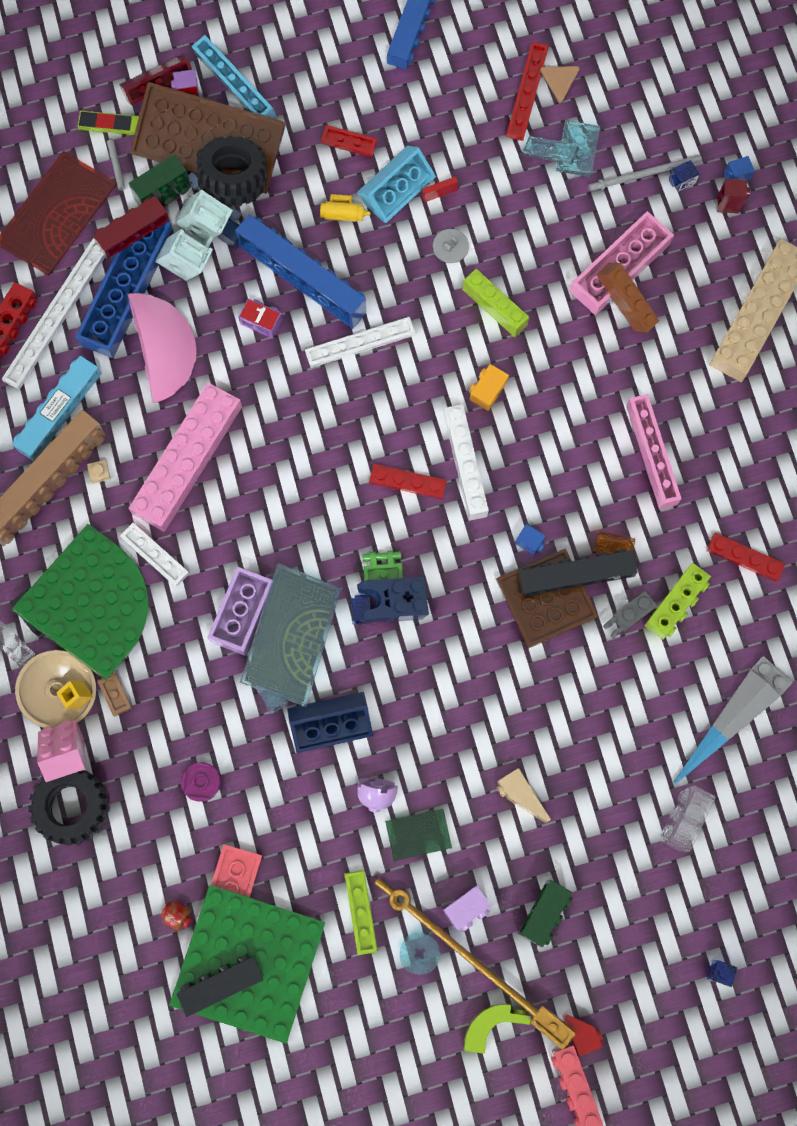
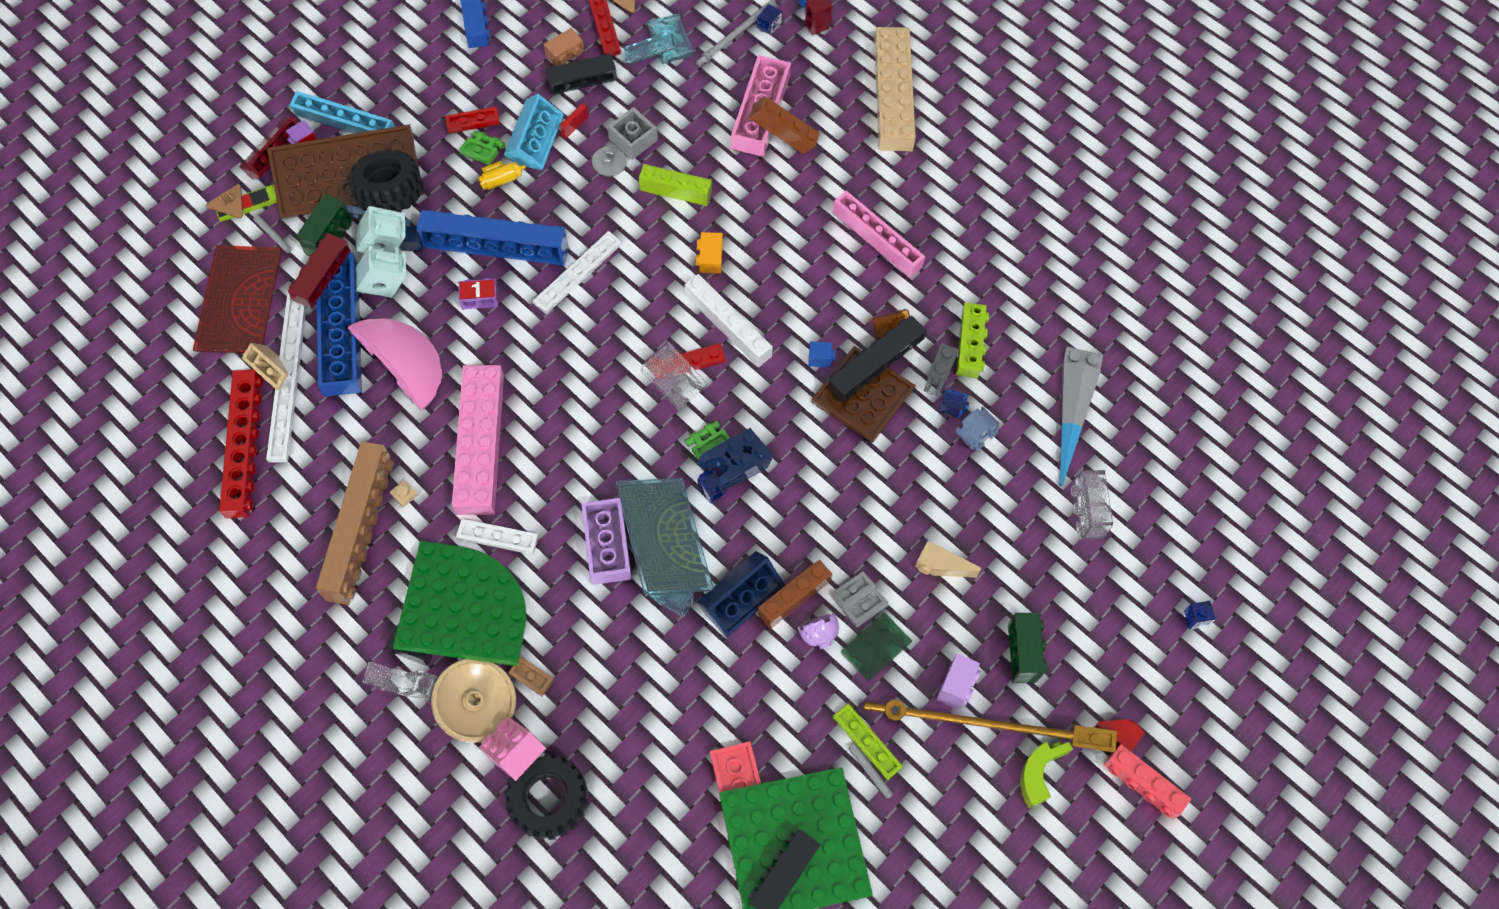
camera: 30 degrees left, 10 degrees down
(45, 291) = (266, 364): none -> tan slope
(57, 408) = (333, 459): medium azure brick -> none
(74, 694) = (495, 693): yellow brick -> none
(93, 115) = (228, 202): none -> medium nougat piece
(176, 915) = (704, 839): red head -> none
(200, 782) = (655, 710): magenta tile -> none
(338, 176) = (479, 150): none -> bright green plate
(348, 939) = (870, 771): none -> light grey bar
(374, 749) = (794, 594): none -> dark orange brick
(383, 492) = (673, 376): none -> clear brick
(420, 941) = (929, 751): clear light blue plate -> none
(429, 784) = (859, 599): none -> light grey slope
(472, 108) = (564, 47): none -> nougat brick
(473, 144) = (581, 74): none -> black brick
(485, 230) = (632, 133): none -> light grey brick
(623, 653) = (954, 403): none -> clear blue brick
(628, 690) = (978, 428): none -> sand blue brick
(745, 557) = (1002, 279): red plate -> none

